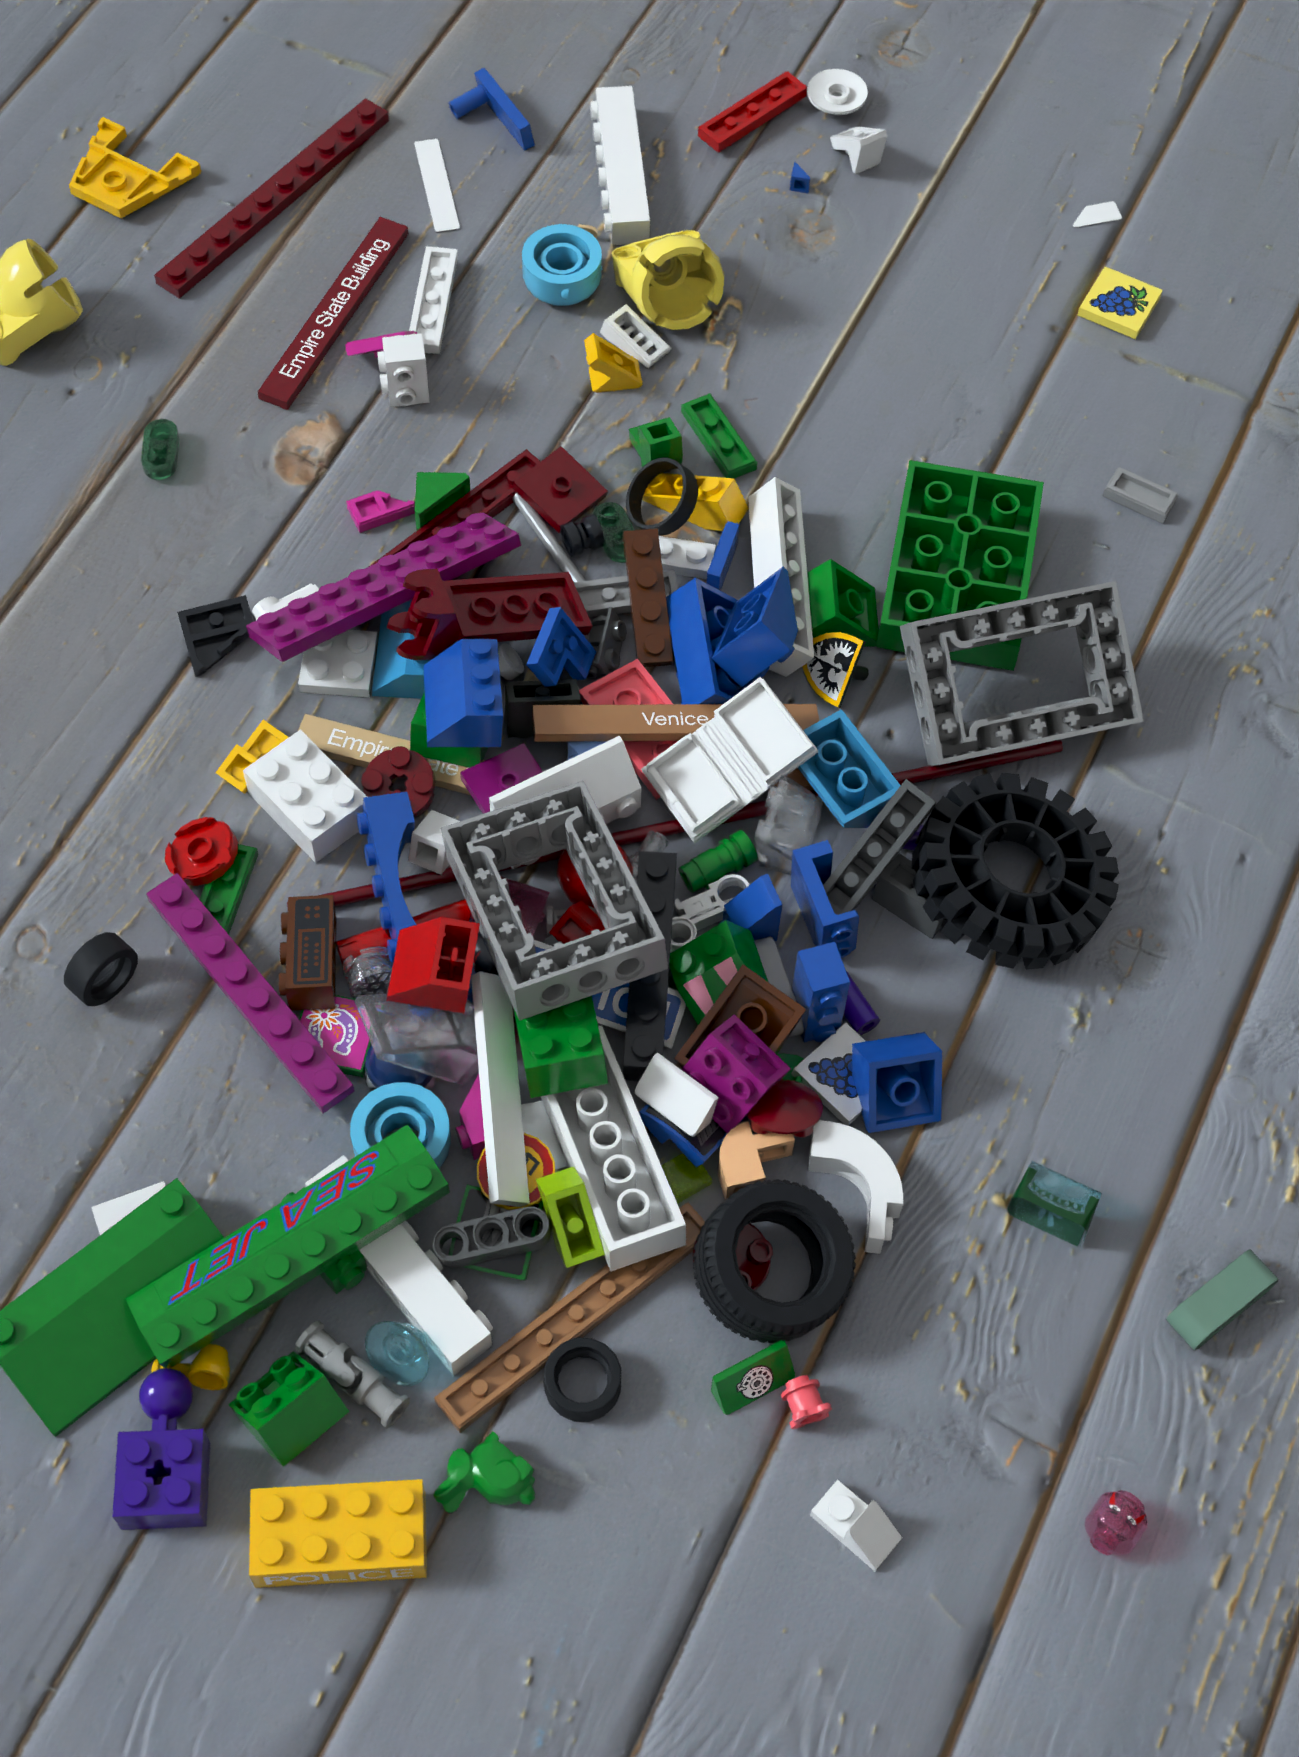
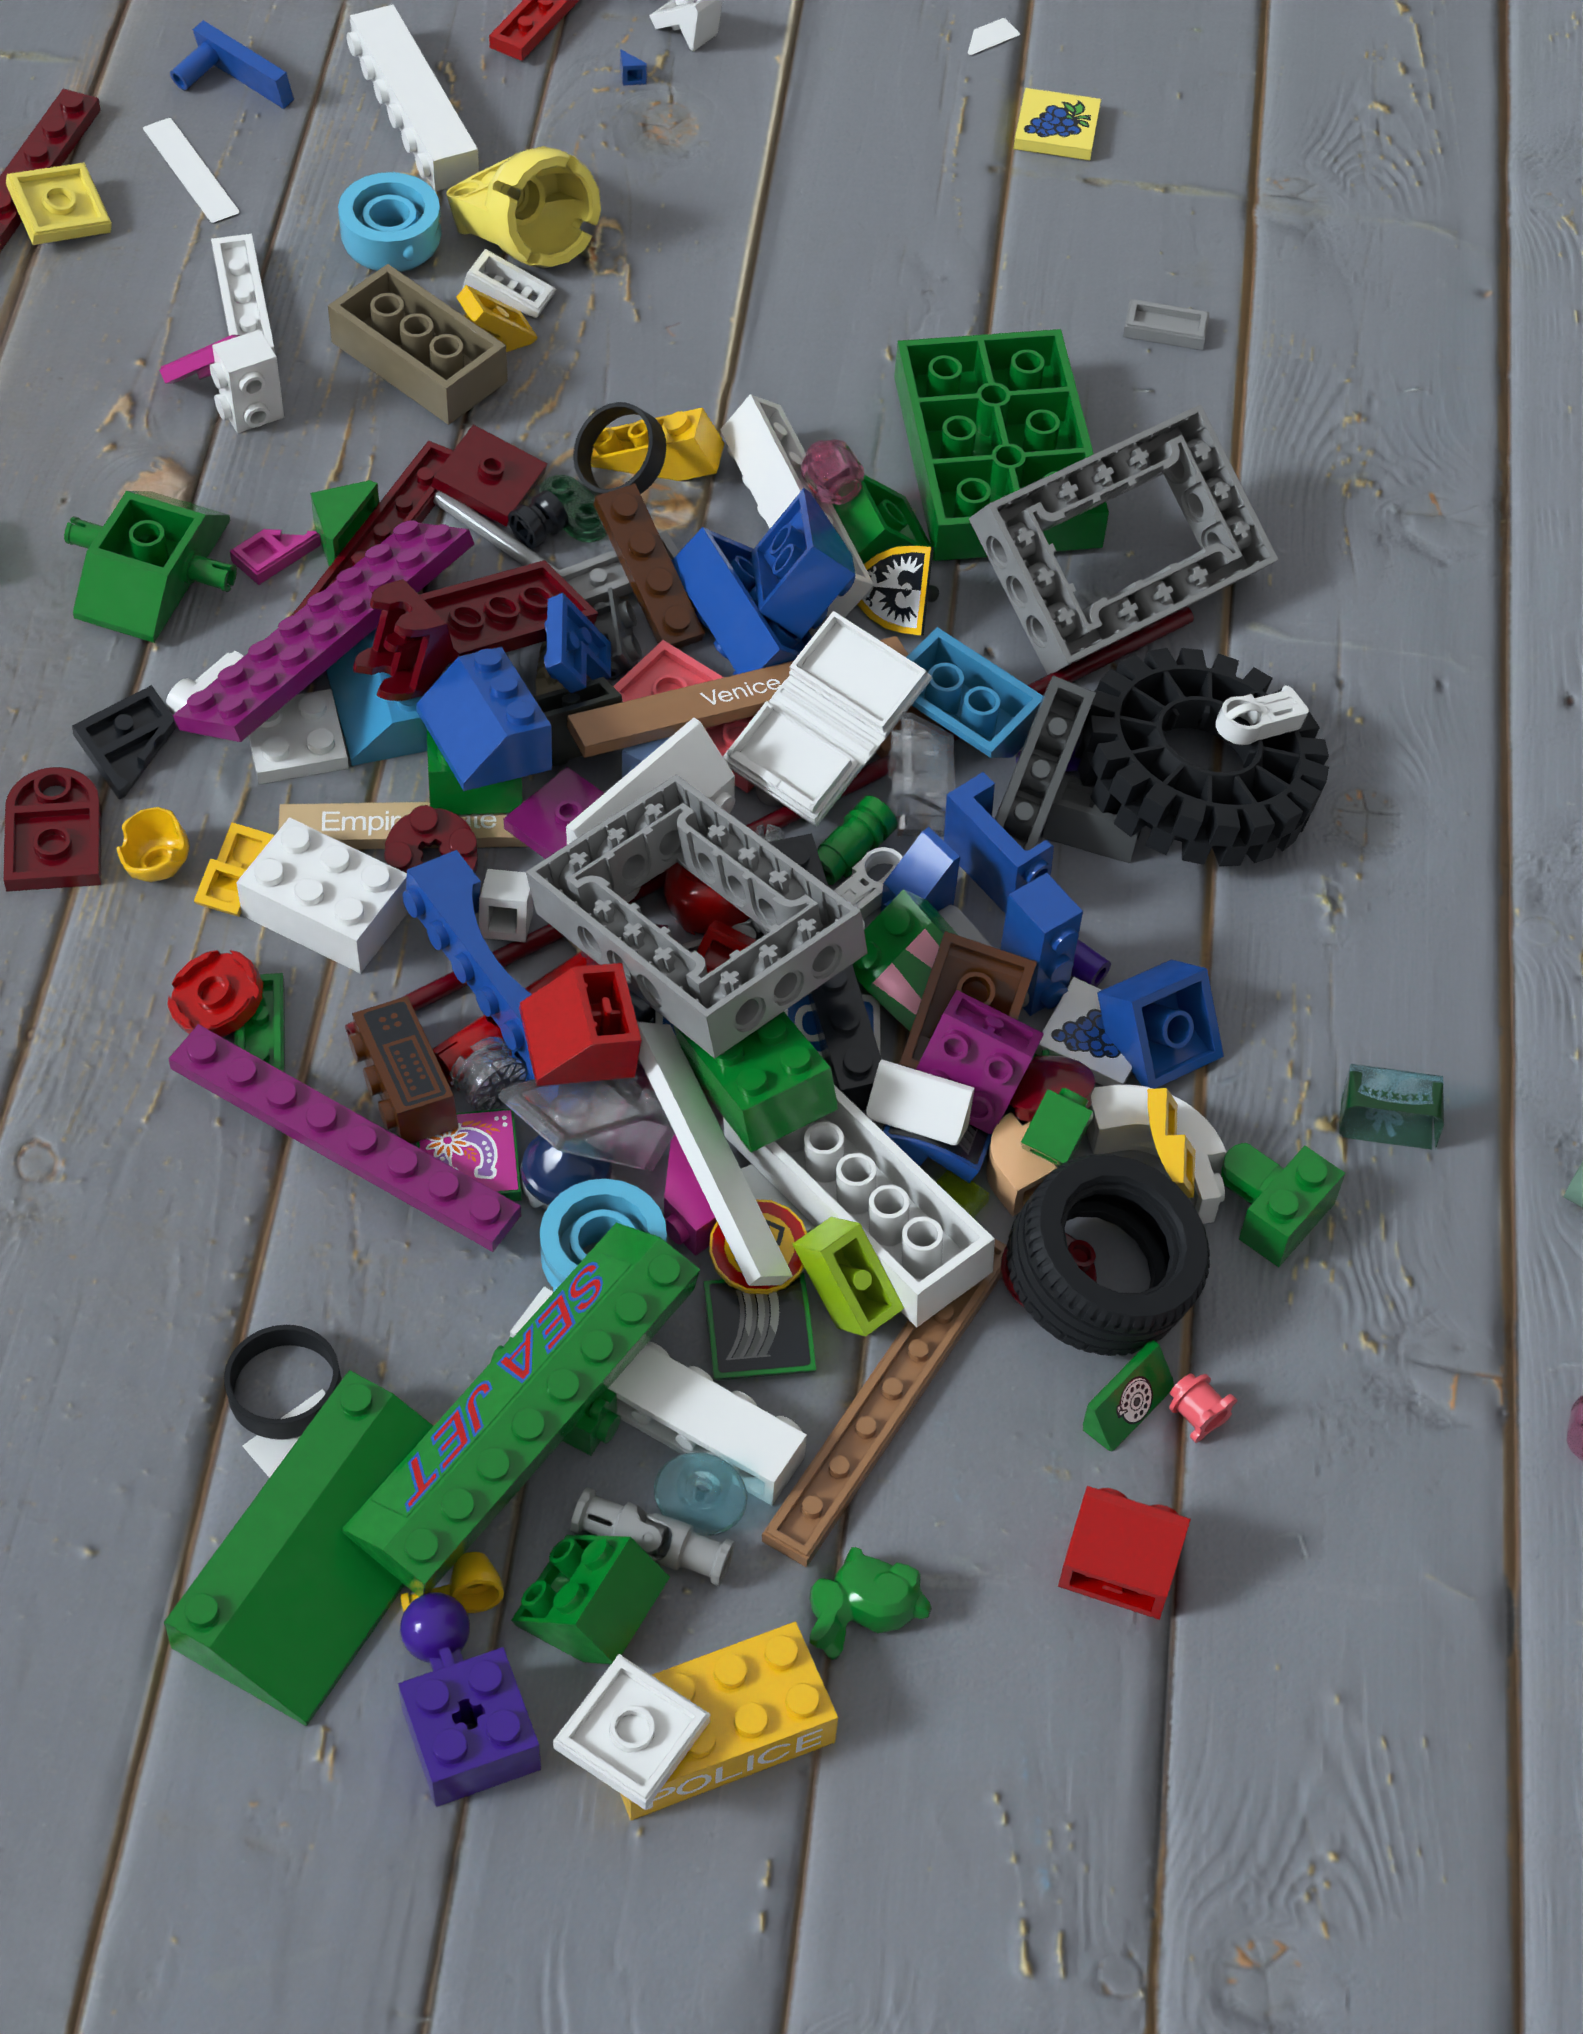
camera: 20 degrees left, 5 degrees down
(100, 969) = (148, 1160): black tyre -> none
(117, 1137) = (259, 1342): none -> black tyre
(136, 693) = (52, 837): none -> dark red tile
(200, 723) = (153, 845): none -> yellow hair
(265, 1527) = (631, 1731): none -> white tile
(281, 494) = (146, 561): none -> green slope
(326, 191) = (58, 203): none -> light yellow tile
(332, 313) = (122, 343): dark red tile -> none
(473, 1230) = (776, 1305): dark grey beam -> none
(545, 370) = (418, 343): none -> dark tan brick
(581, 1410) = (937, 1423): black tyre -> none
(657, 441) = (587, 390): green brick -> none
(686, 556) = (677, 514): white plate -> none
(693, 1503) = (1124, 1551): none -> red slope
(719, 437) = (652, 373): green tile -> none
(723, 555) = (717, 496): blue tile -> none
(771, 1148) = (1058, 1126): none -> green brick
(812, 558) = (832, 471): none -> clear pink head
(856, 1197) = (1173, 1149): none -> yellow slope
(857, 1525) = (1318, 1525): white slope -> none
(935, 1255) = (1282, 1200): none -> green brick
(1077, 853) = (1267, 714): none -> white piece

